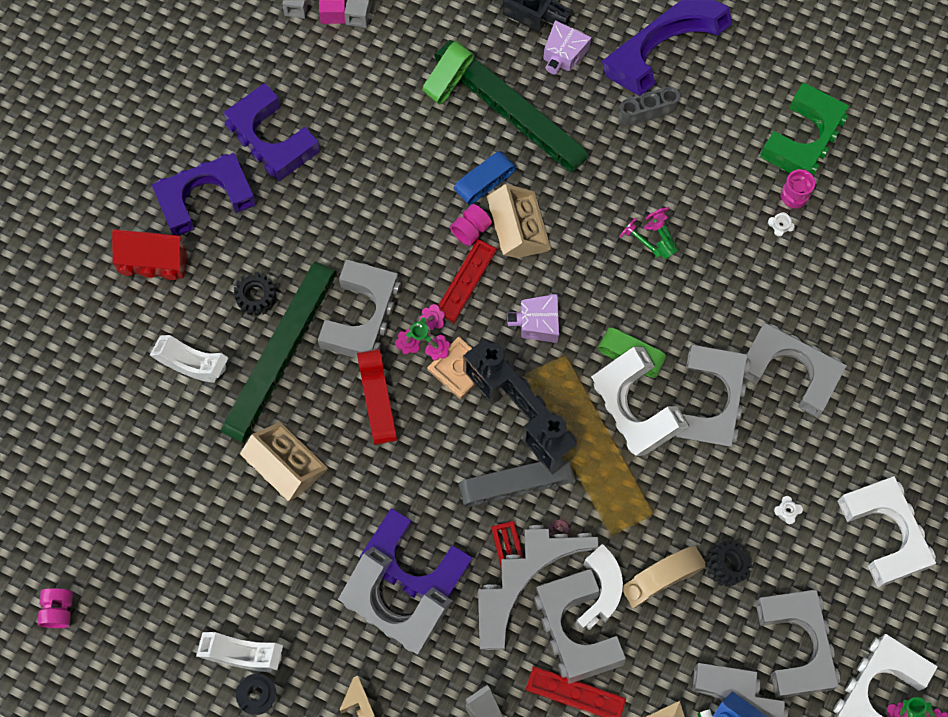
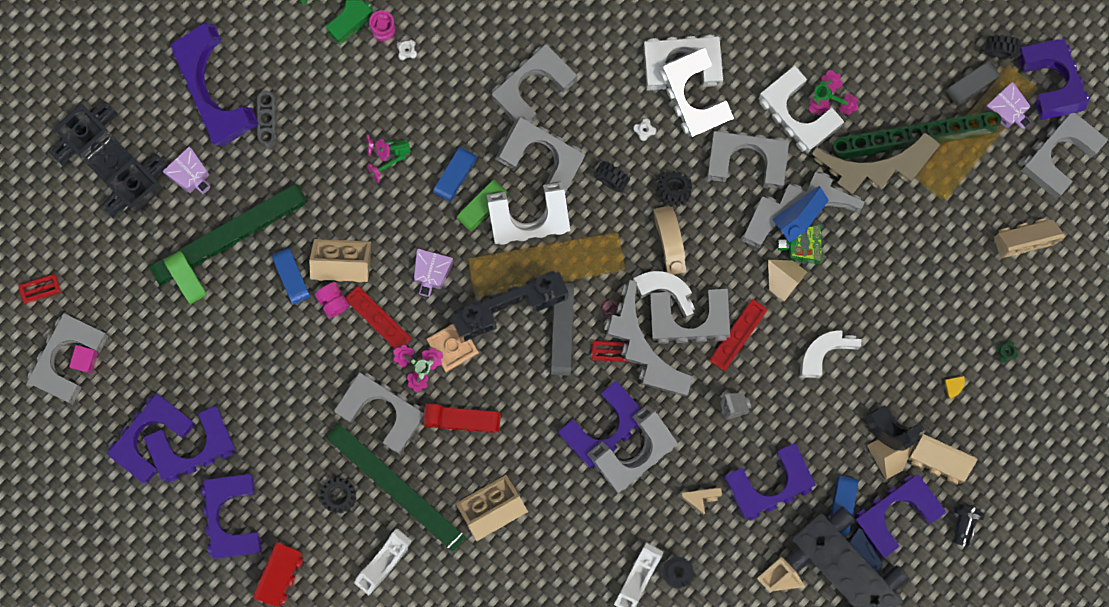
camera: 75 degrees left, 10 degrees up
(247, 74) = (125, 449): none -> dark purple arch
(657, 313) = (455, 174): none -> blue beam
(716, 484) = (611, 176): none -> black tyre
(868, 521) = (676, 74): none -> white arch

